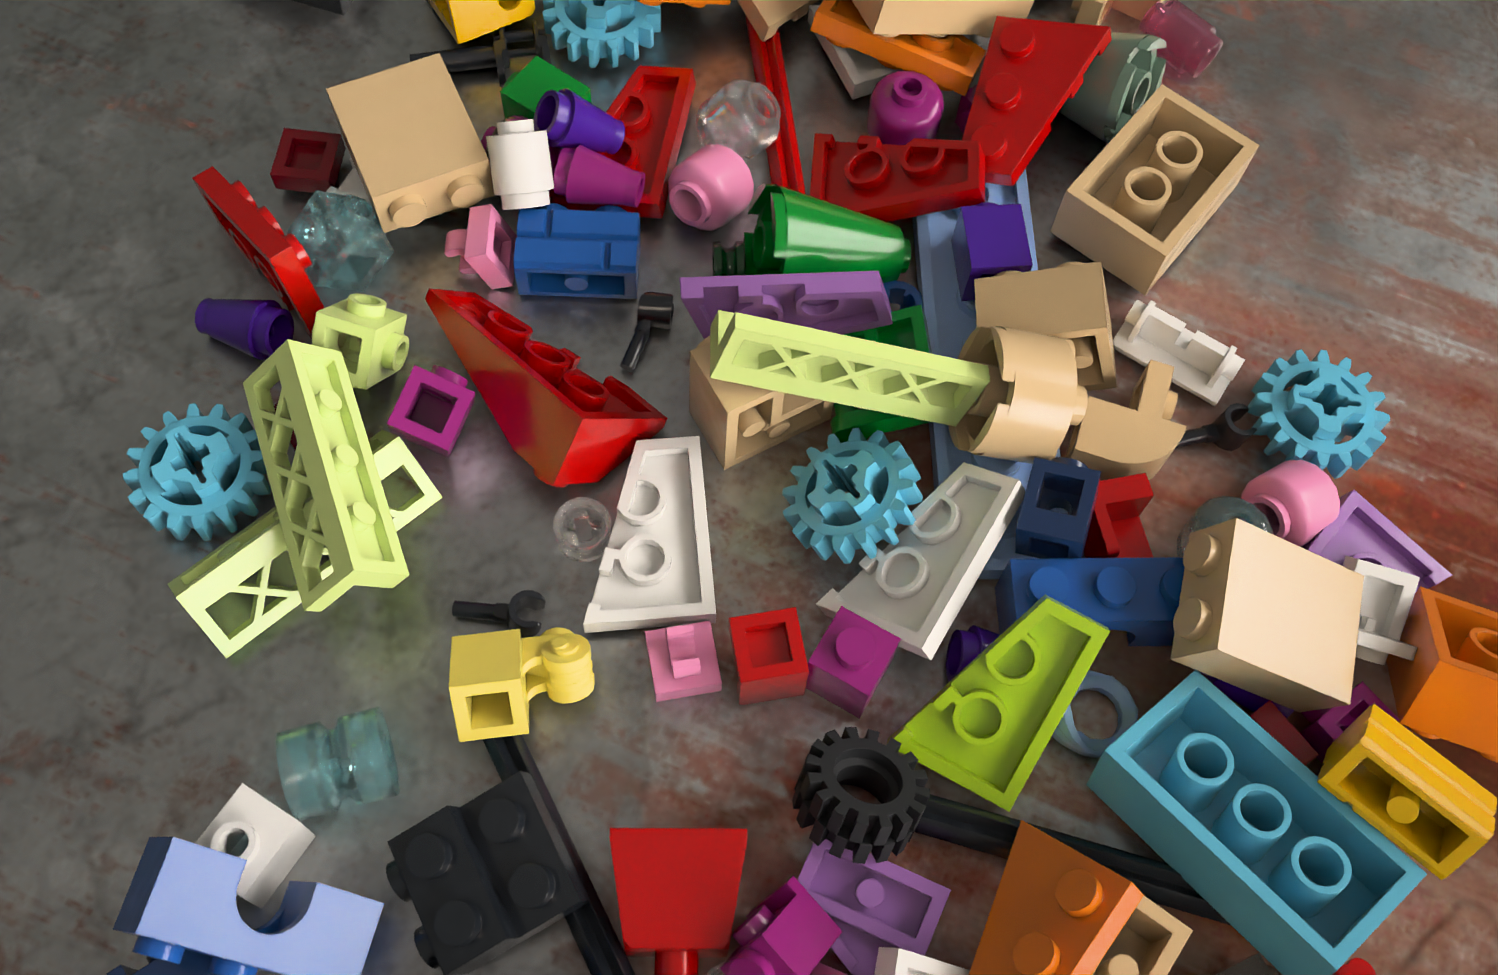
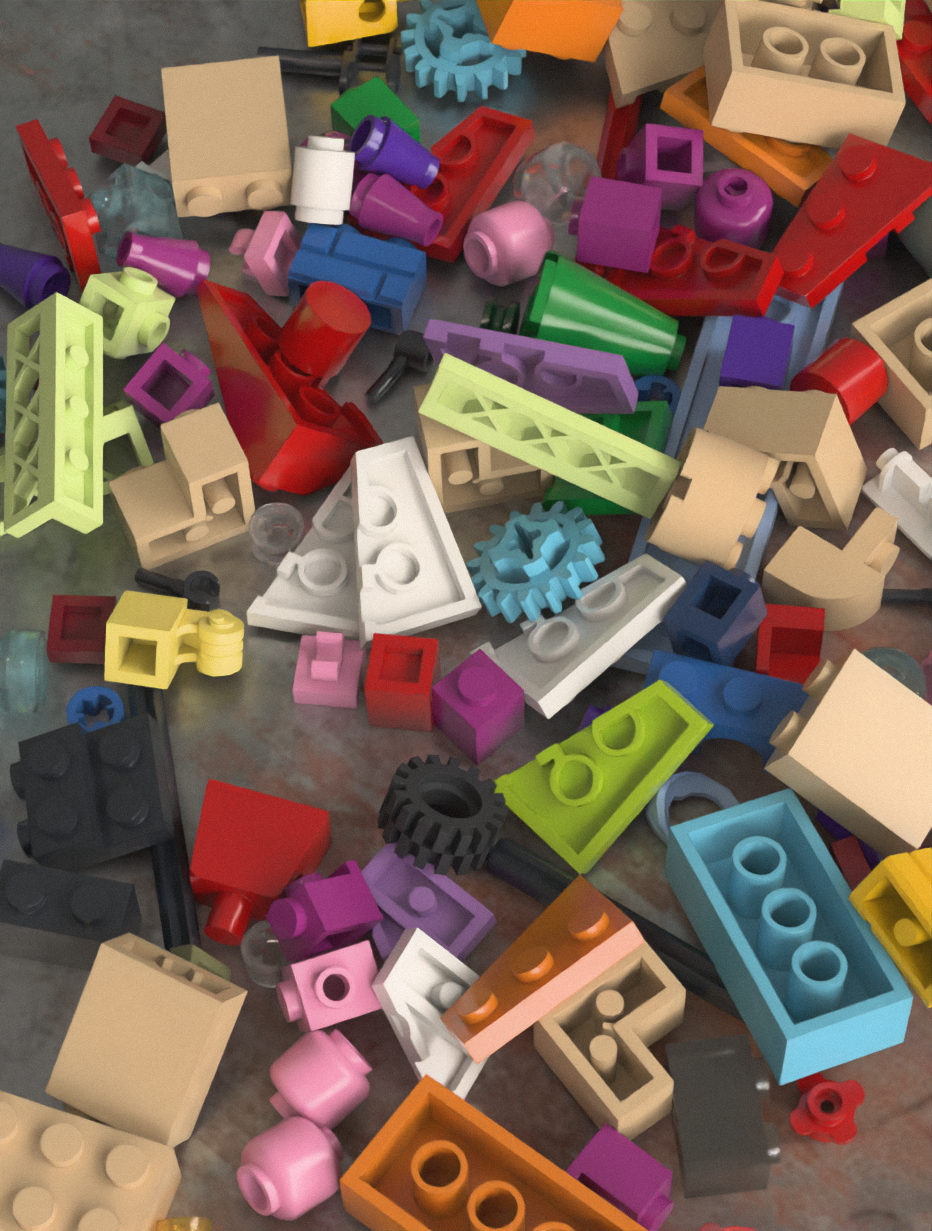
camera: 25 degrees right, 5 degrees down
(392, 277) = (174, 262): none -> magenta cone
(414, 687) = (78, 628): none -> dark red plate
(449, 764) = (91, 702): none -> blue bush
(487, 515) = (191, 496): none -> tan brick
(566, 311) = (324, 329): none -> red piece
(722, 515) = (404, 548): none -> white wing
(814, 145) = (616, 224): none -> magenta brick
(829, 85) = (667, 160): none -> magenta brick
(1073, 235) = (850, 372): none -> red piece

